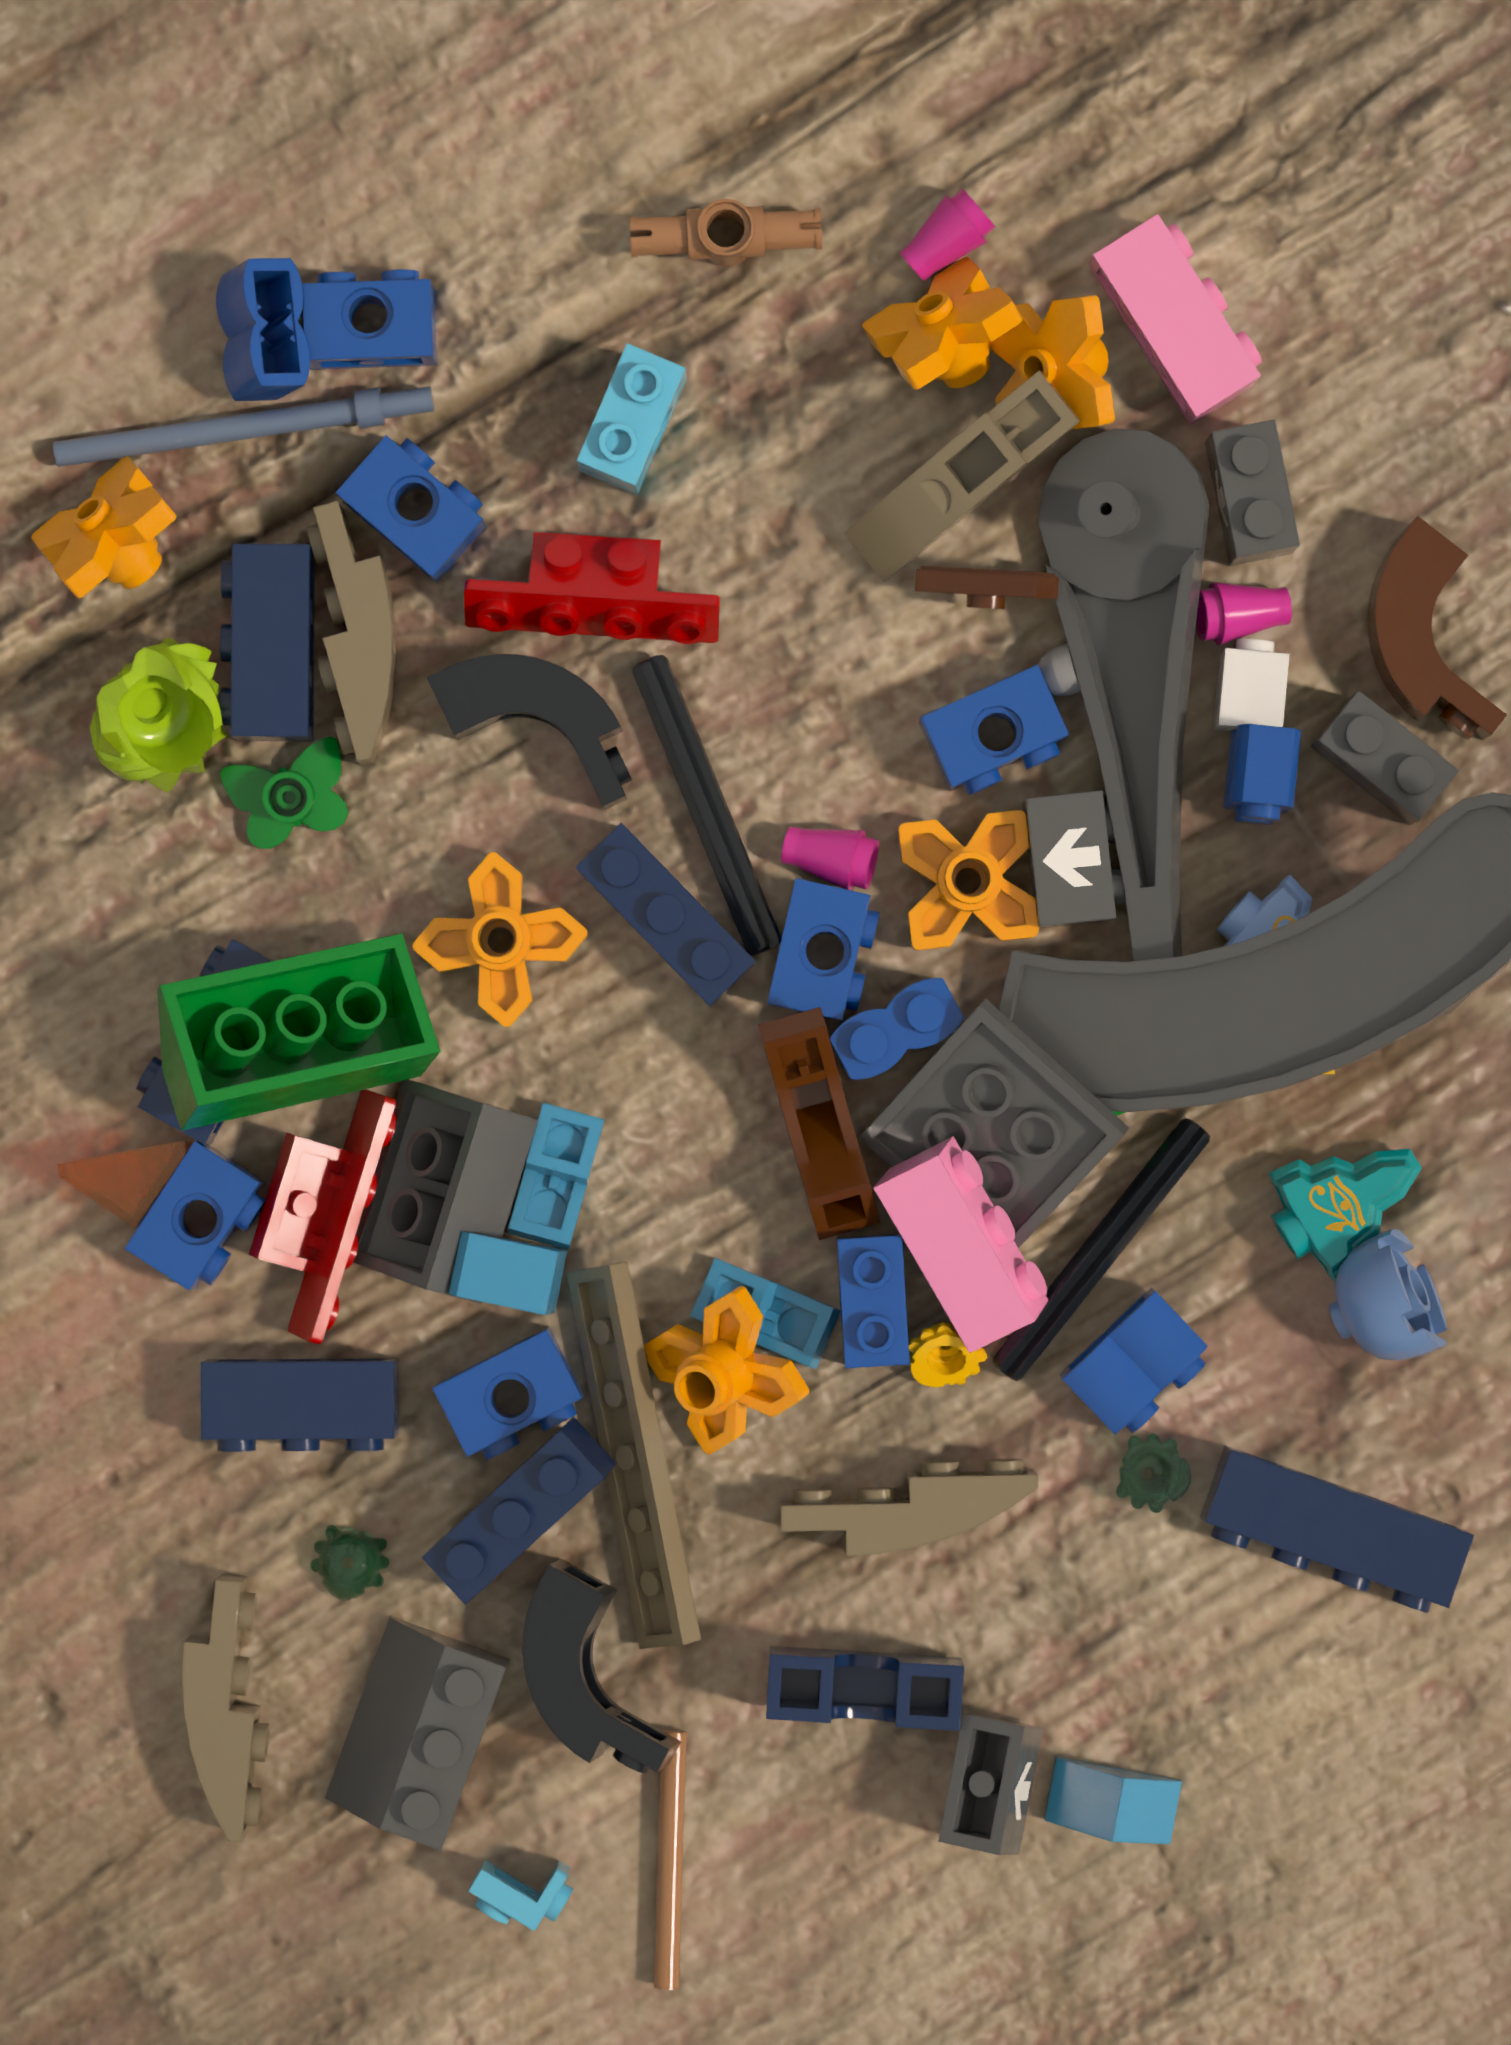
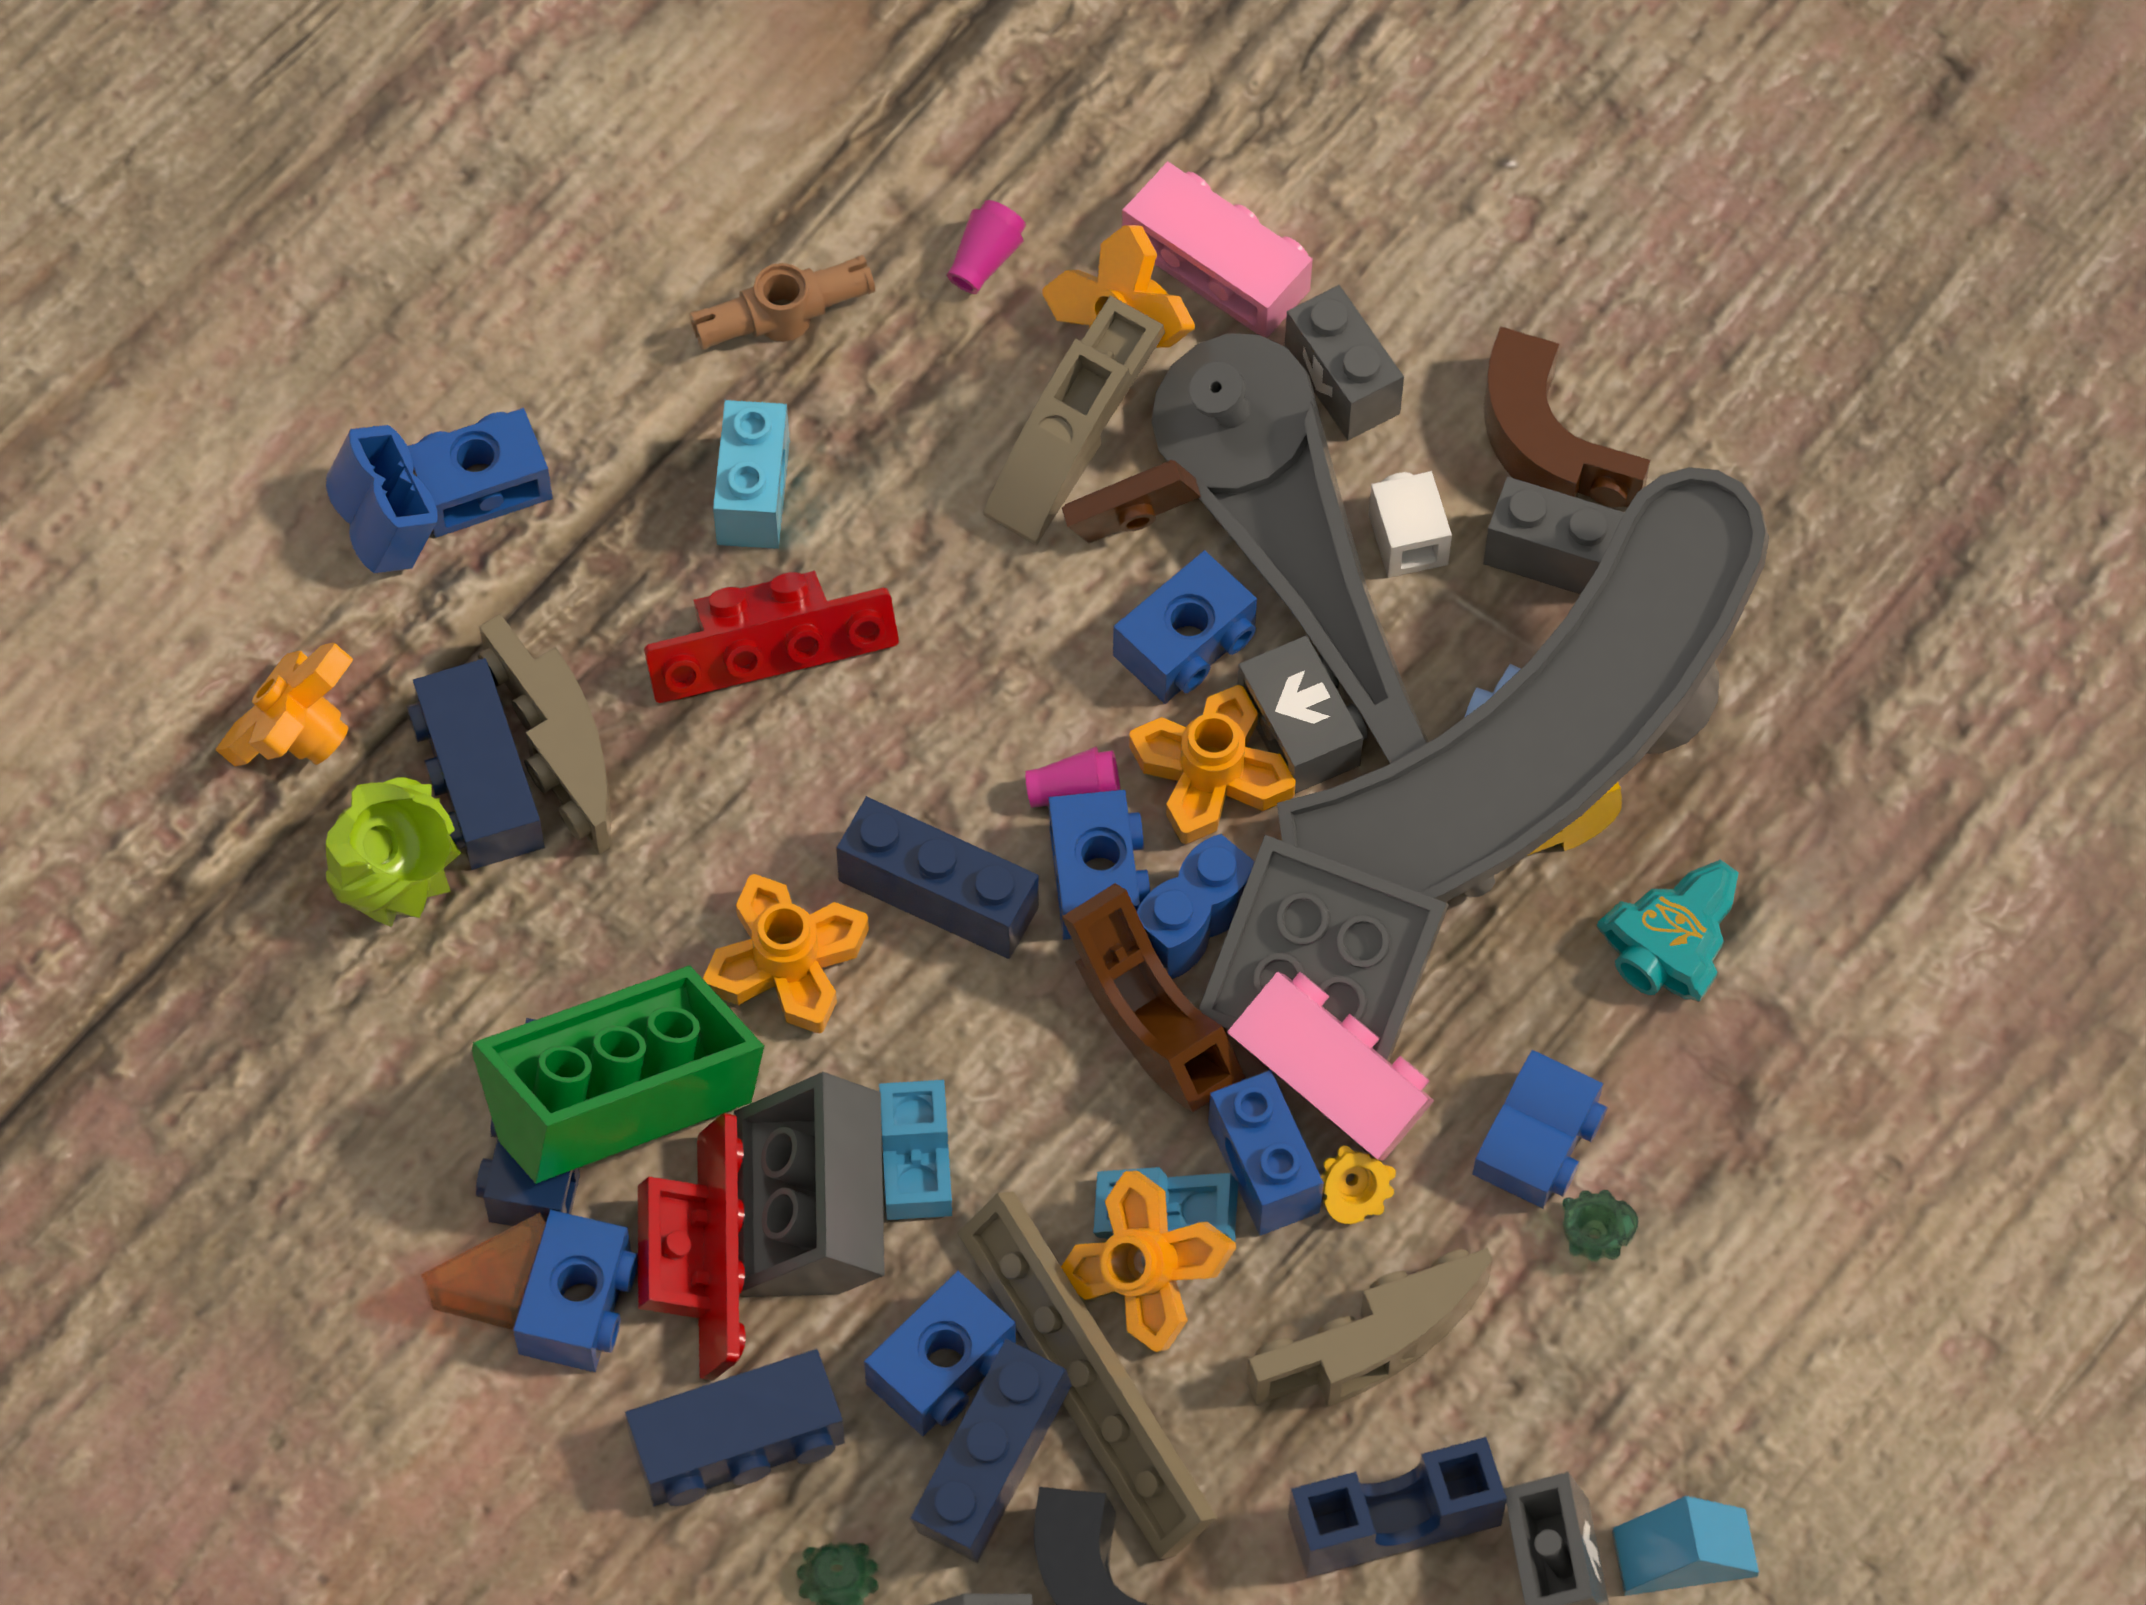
camera: 20 degrees left, 25 degrees down
(290, 795) = (536, 896): green animal -> none
(366, 408) = (499, 547): sand blue bar -> none
(375, 494) = (591, 637): blue brick -> none
(508, 1273) = (903, 1229): dark azure slope -> none
(528, 687) = (746, 727): black arch -> none
(707, 804) = (935, 772): black axle -> none
(946, 329) = (1013, 312): light orange plant -> none
(1059, 671) = (1232, 558): light grey hinge -> none
(1103, 1247) = (1466, 1047): black axle -> none
(1238, 611) = (1372, 460): dark pink cone -> none
(1261, 772) = (1446, 573): blue brick -> none
(1337, 1528) = (1794, 1216): dark blue brick -> none
(1387, 1301) = (1754, 993): medium blue cylinder -> none

